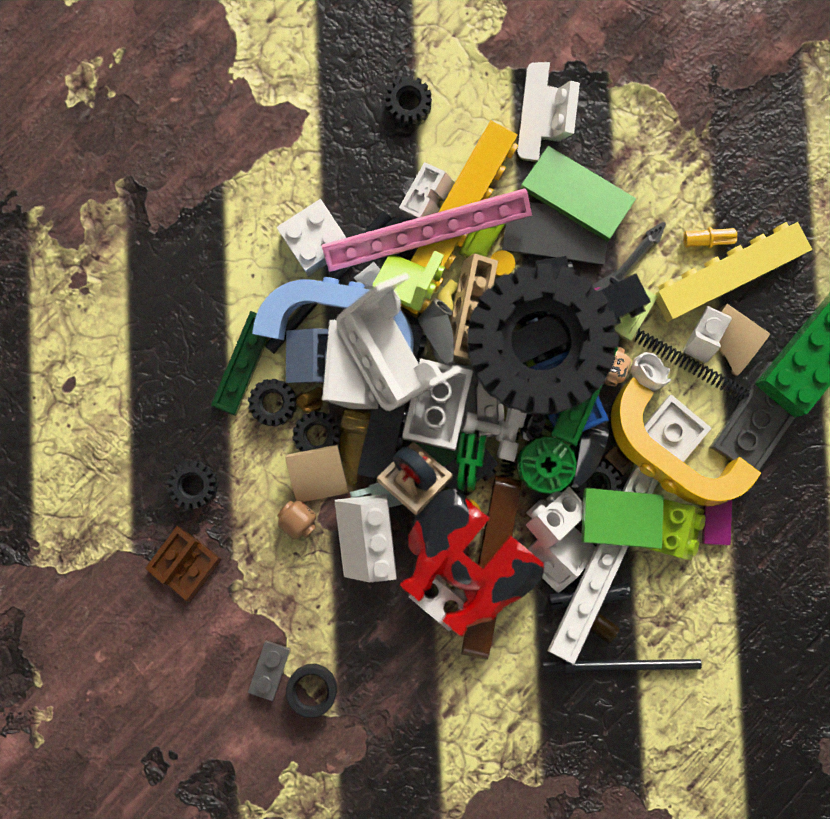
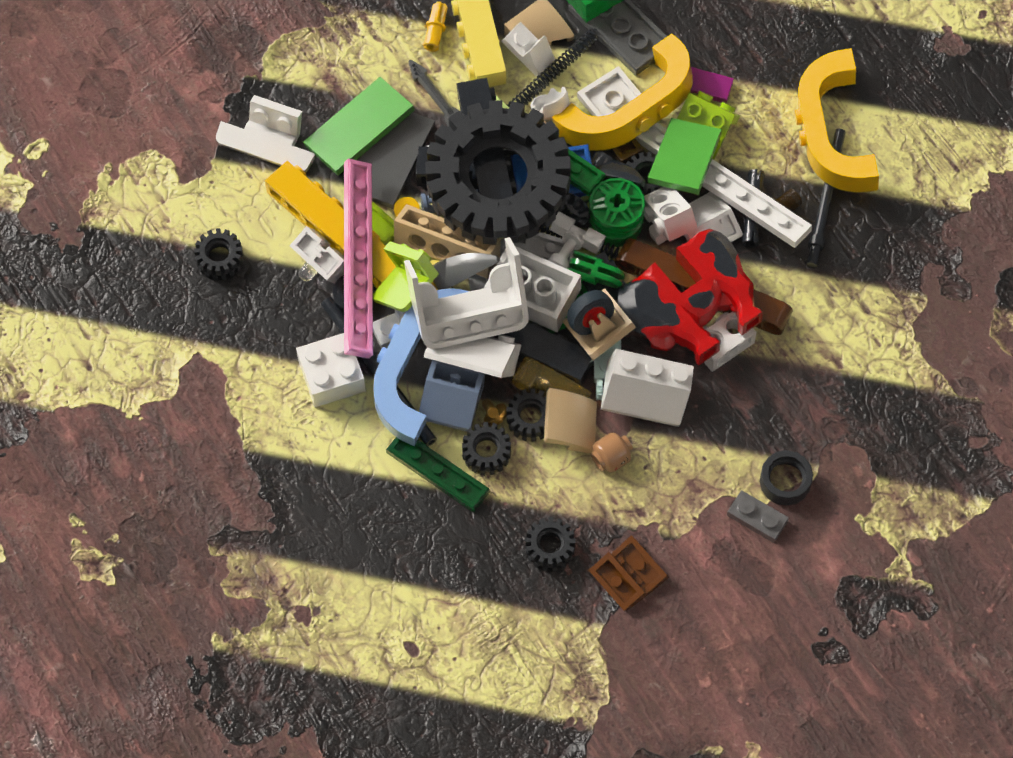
camera: 75 degrees left, 20 degrees down
(648, 674) = (834, 168): none -> yellow arch

